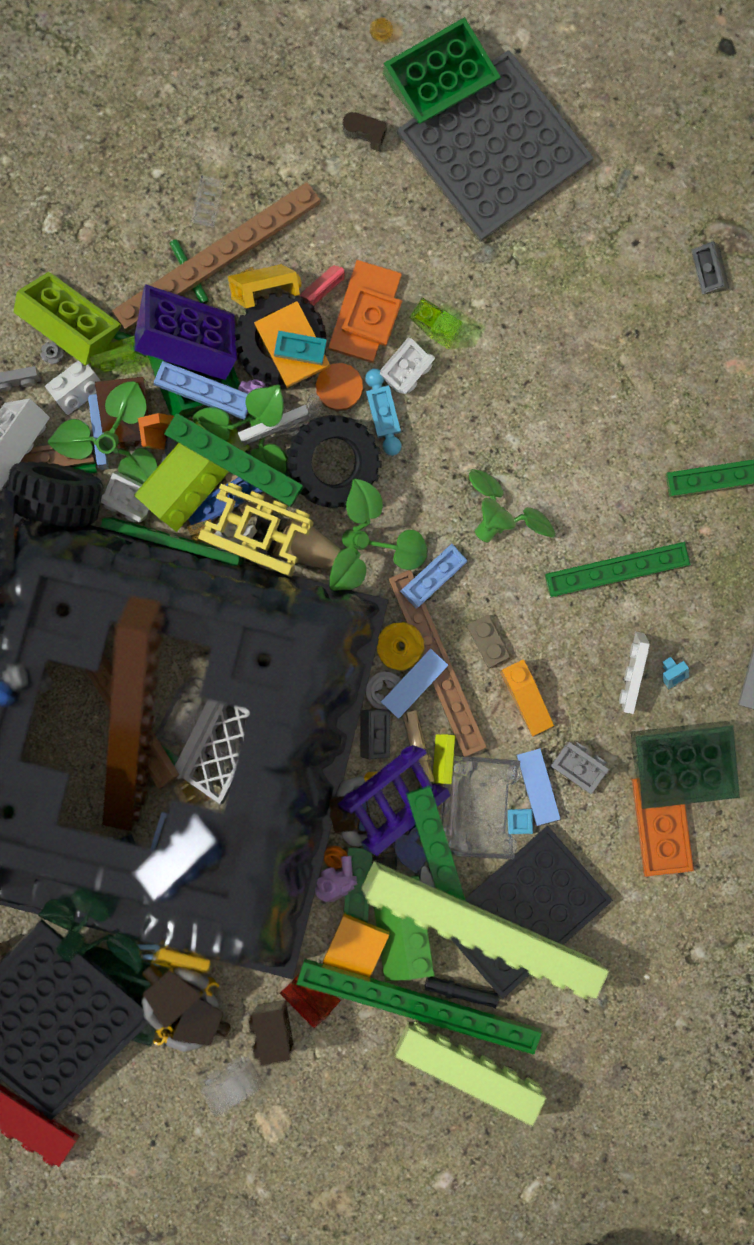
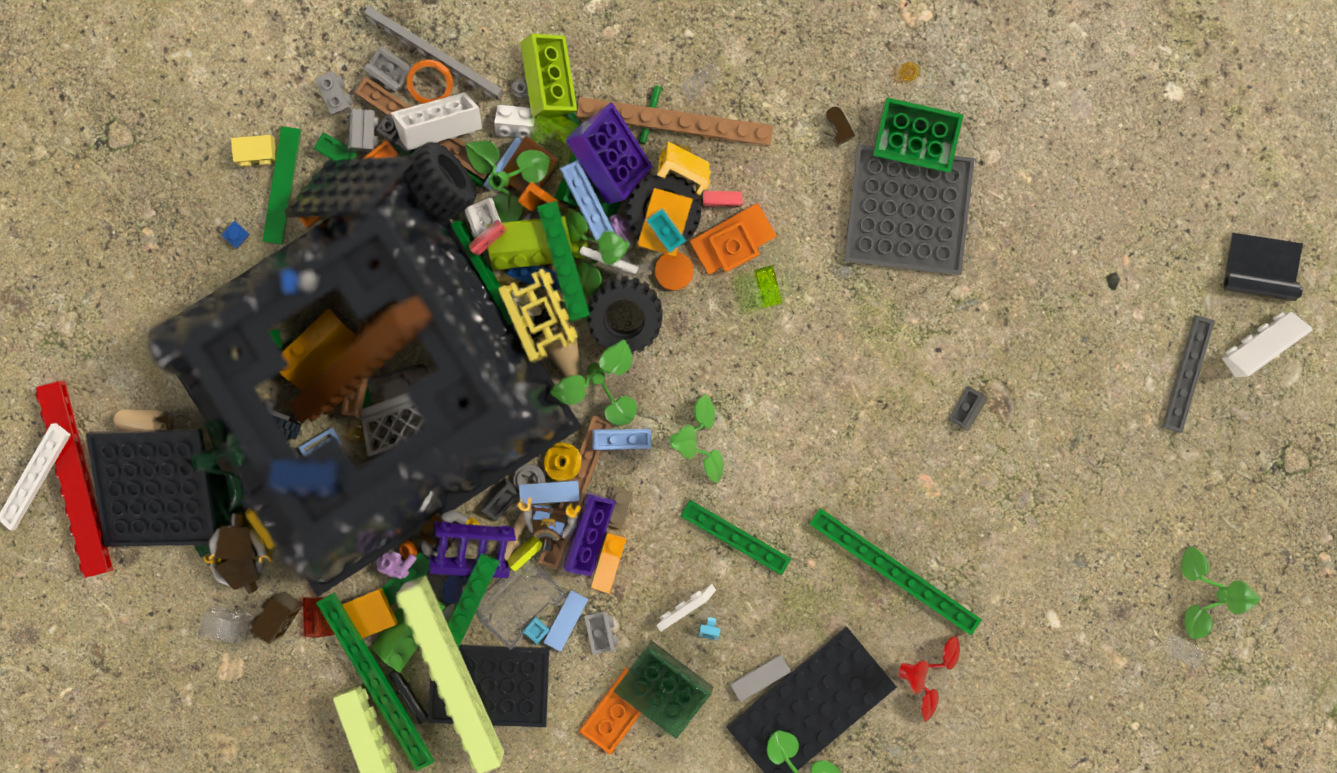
camera: 40 degrees right, 5 degrees up
(82, 751) = (317, 349): none -> light orange slope
(145, 504) = (487, 237): none -> coral slope
(383, 412) = (685, 311): medium azure plate -> none
(406, 366) = (725, 297): white bracket -> none
(441, 708) = (549, 522): none -> torso
(485, 687) = (588, 534): none -> dark purple slope

